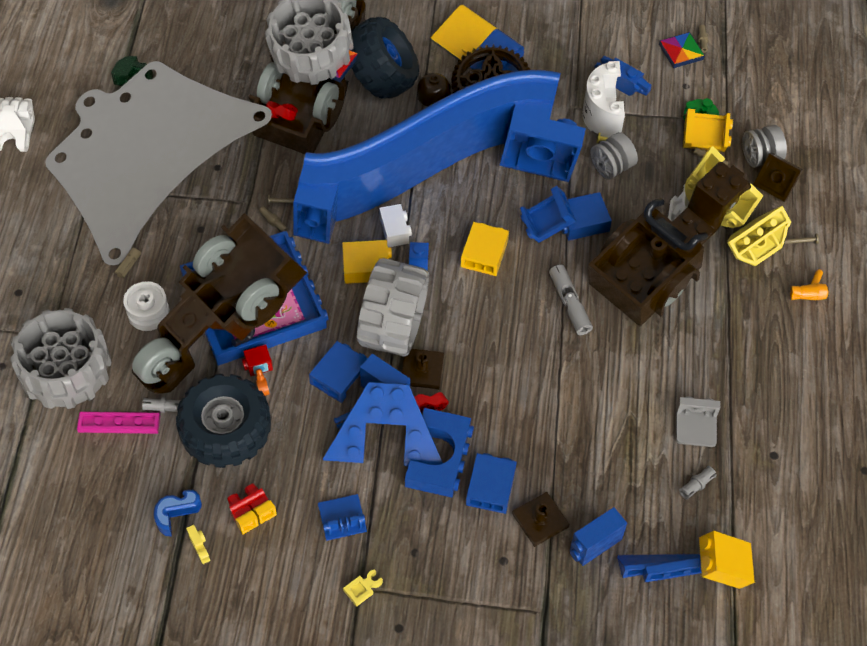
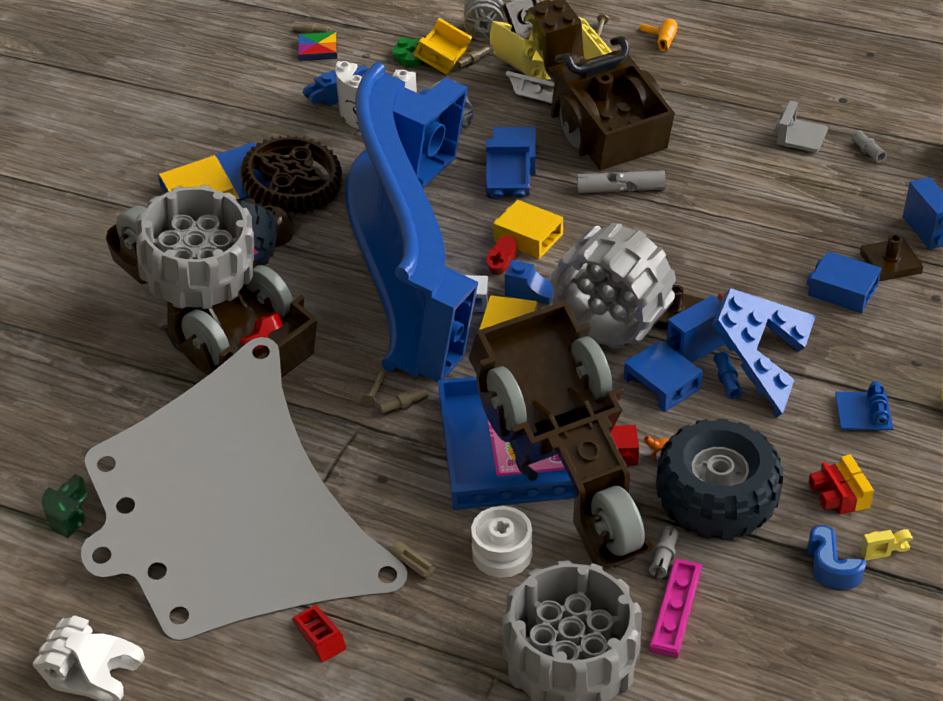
camera: 70 degrees left, 15 degrees down
(53, 239) = (321, 634): none -> red slope
(442, 478) = (831, 313): blue arch -> none
(448, 239) = (501, 255): none -> red piece

